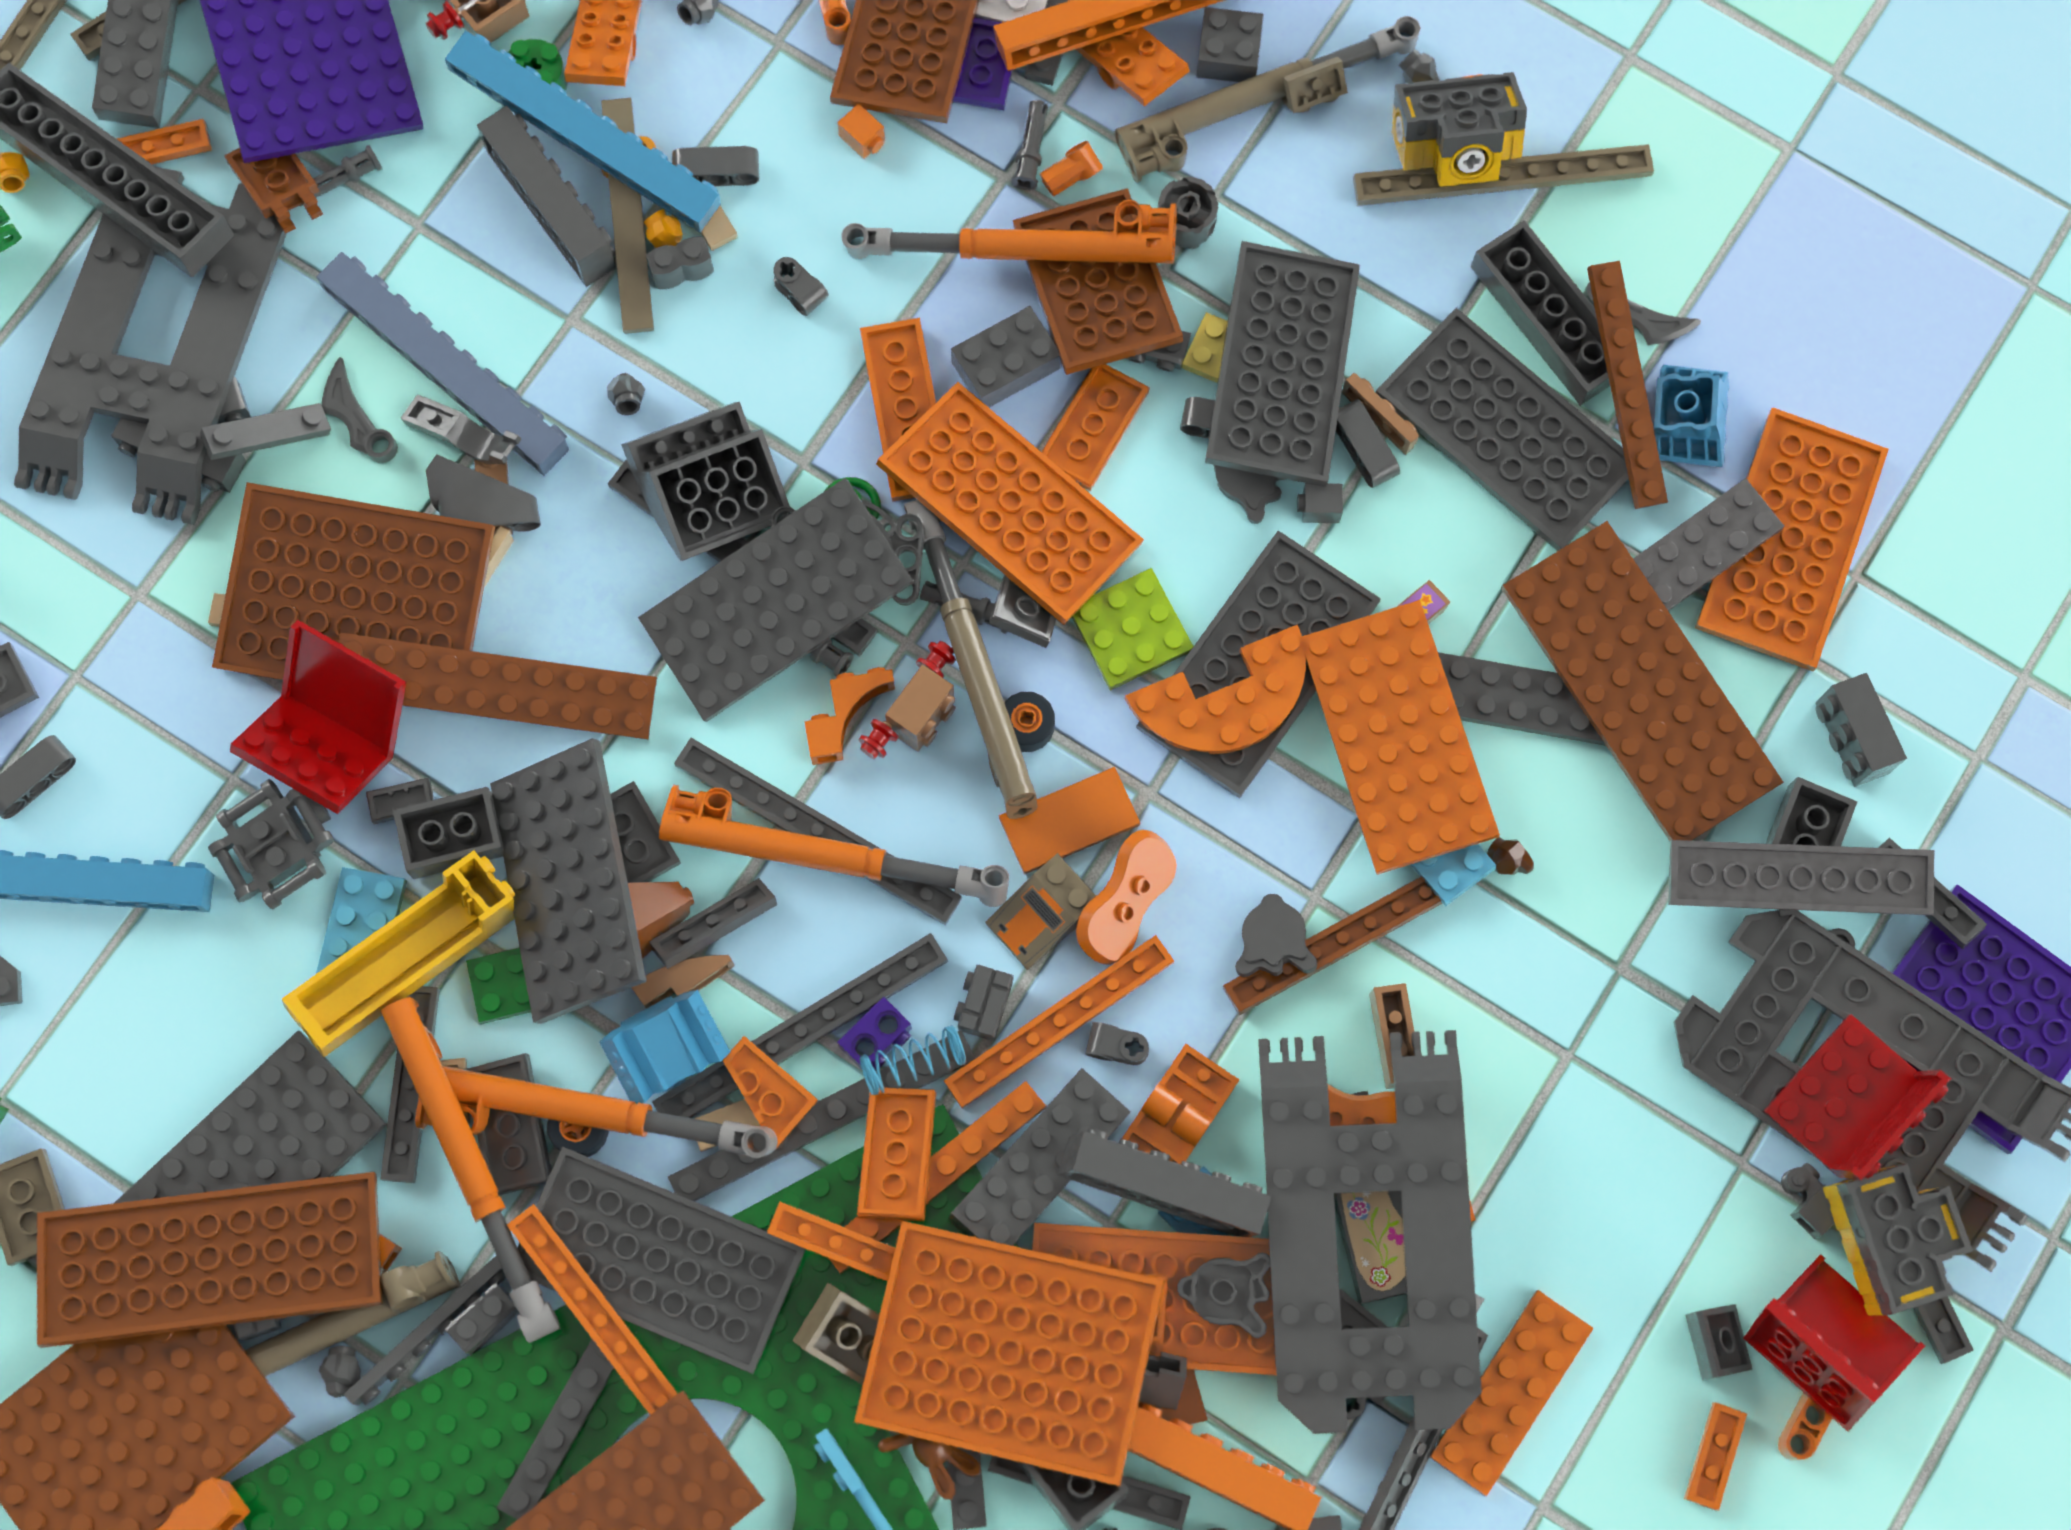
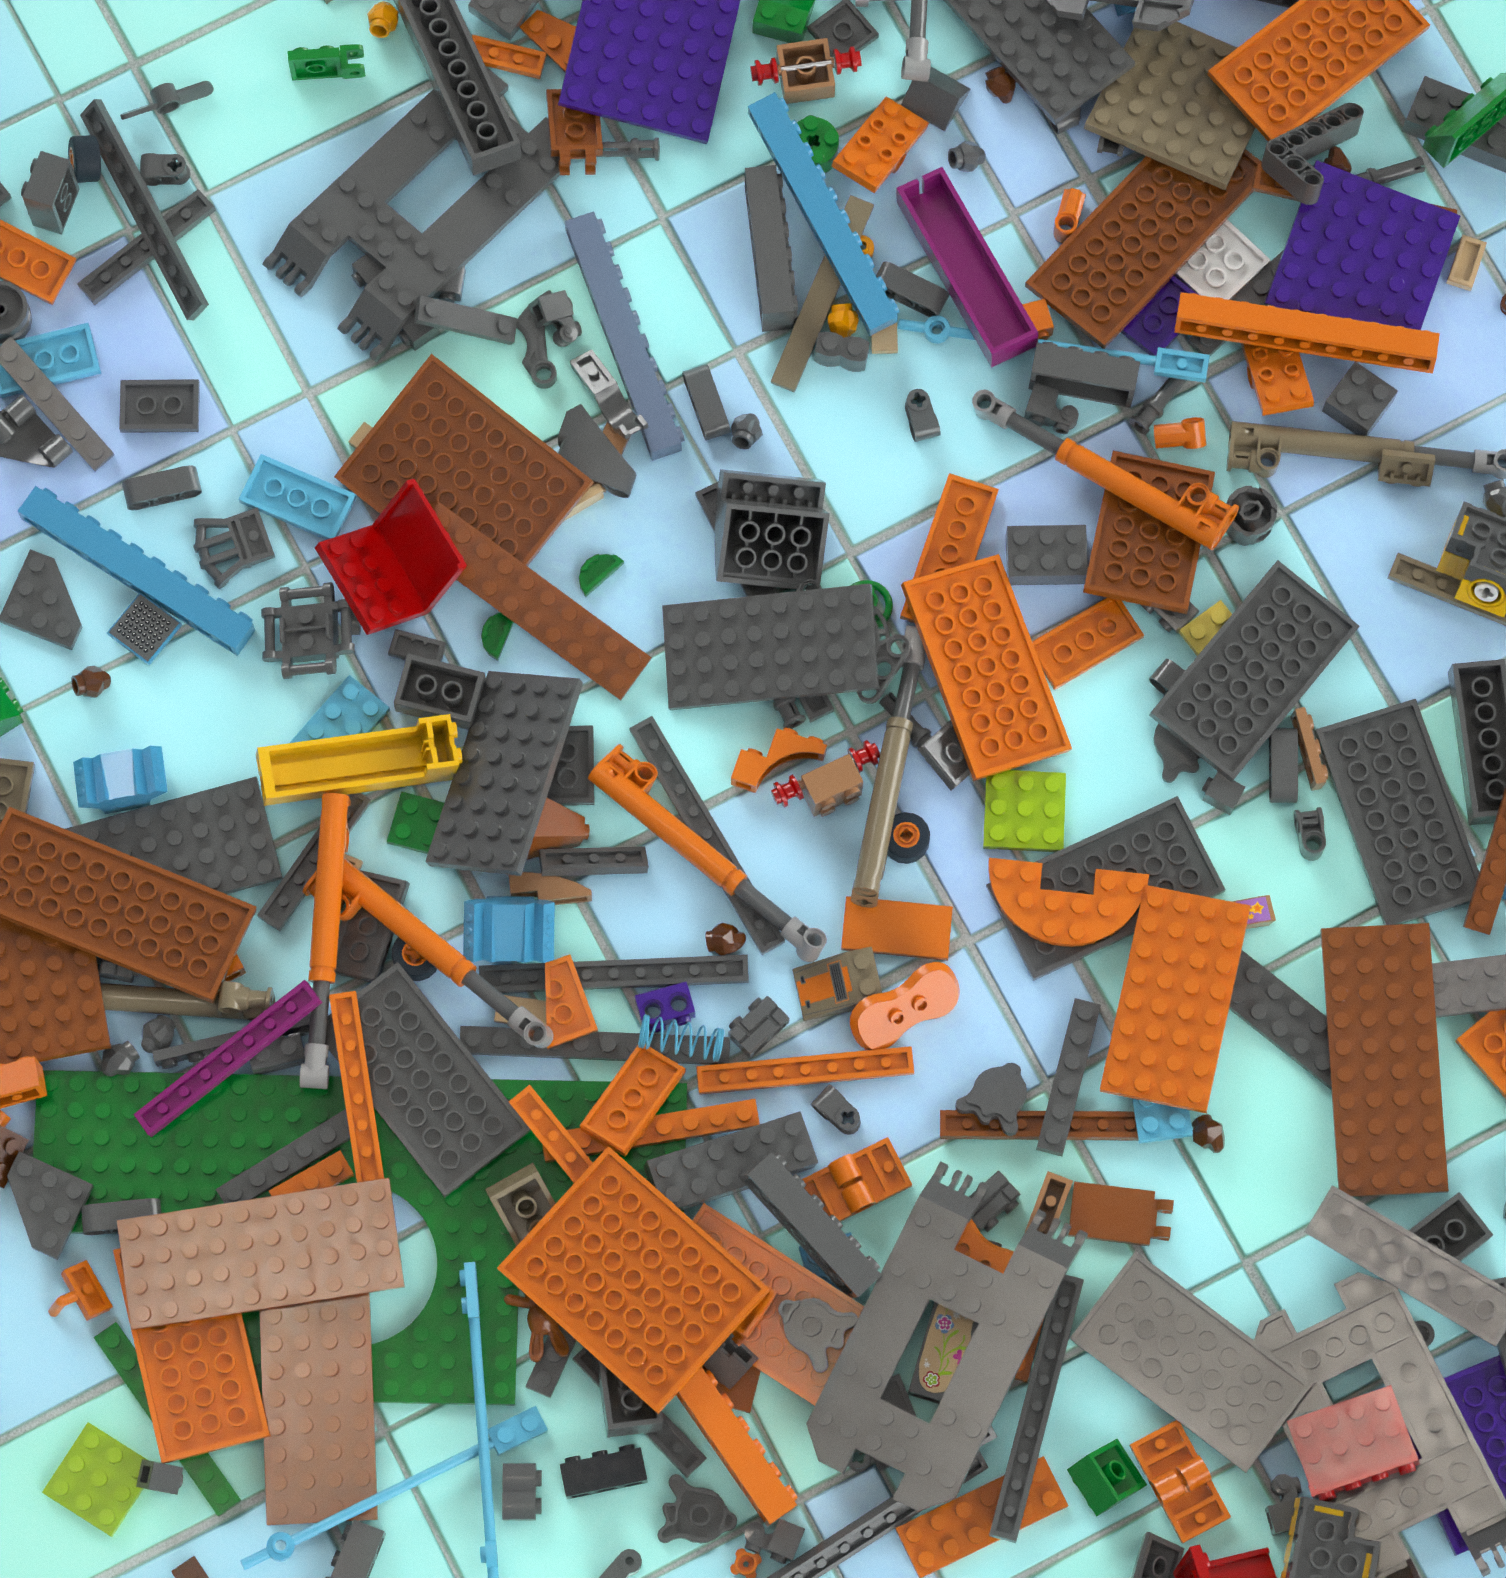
camera: 30 degrees right, 0 degrees up
(60, 1026) = (90, 682): none -> reddish brown rock
(90, 937) = (144, 629): none -> tile
(148, 1115) = (120, 779): none -> dark azure slope
(155, 781) = (249, 539): none -> dark grey plate
(184, 710) = (297, 498): none -> medium azure plate
(198, 100) = (550, 36): none -> orange wing
(311, 1423) = (119, 1059): none -> dark grey rock
(359, 373) = (556, 310): none -> dark grey brick
(431, 1357) = (228, 1058): none -> magenta plate
(476, 741) = (495, 634): none -> green tile
(549, 617) = (597, 570): none -> green tile
(568, 386) = (706, 402): none -> dark grey beam
(601, 1432) = (324, 1174): none -> orange plate
(762, 111) = (967, 267): none -> magenta piece
(898, 929) = (724, 939): none -> reddish brown rock
(920, 216) = (1043, 410): none -> dark grey brick
(941, 158) = (1085, 374): none -> dark grey piece
(1017, 103) = (1167, 362): none -> medium azure bar
(1335, 878) = (1068, 1077): none -> dark grey plate
(1339, 1043) = (1000, 1197): none -> dark grey brick
(1428, 490) = (1310, 827): none -> dark grey piece
(1465, 991) = (1118, 1214): none -> dark orange tile
(1509, 1260) = (1036, 1411): none -> dark grey plate
(1616, 1276) = (1106, 1477): none -> green slope
(1631, 1104) = (1190, 1362): none -> plate
(1691, 1236) = (1180, 1481): none -> orange plate

